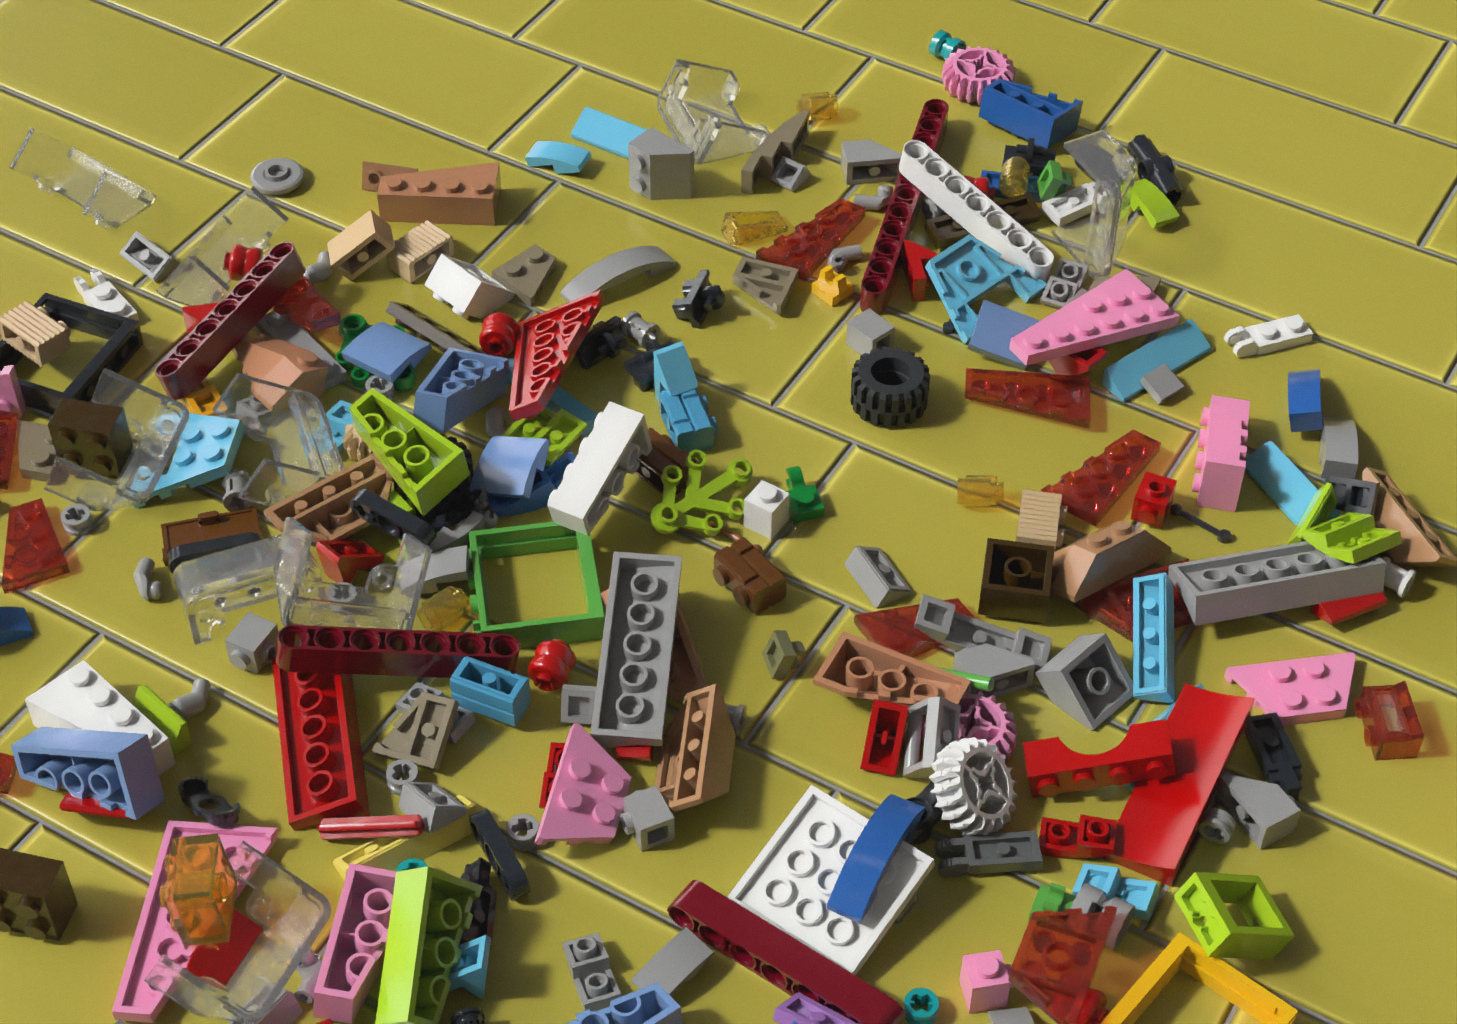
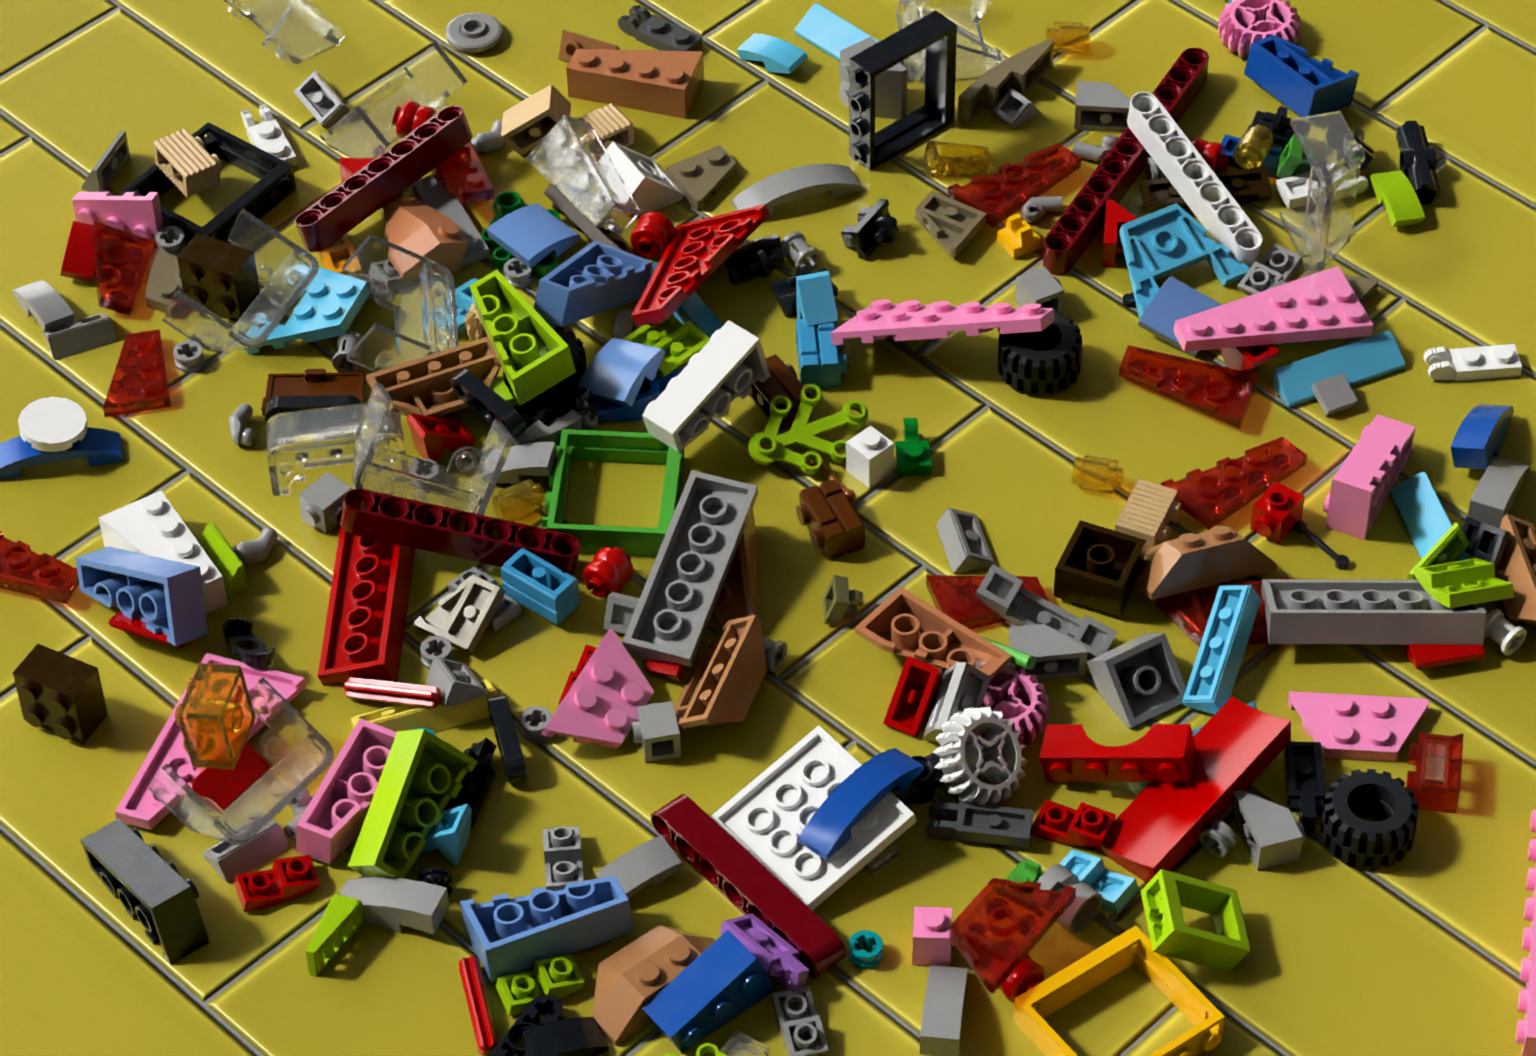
camera: 15 degrees right, 0 degrees up
(33, 403) = (173, 234): none -> light grey bush
(421, 287) = (585, 174): none -> clear wedge
(447, 152) = (658, 31): none -> dark grey hinge
(720, 119) = (940, 39): none -> black window
(792, 372) = (935, 320): none -> bright pink wing
(1346, 801) = (1367, 841): none -> black tyre

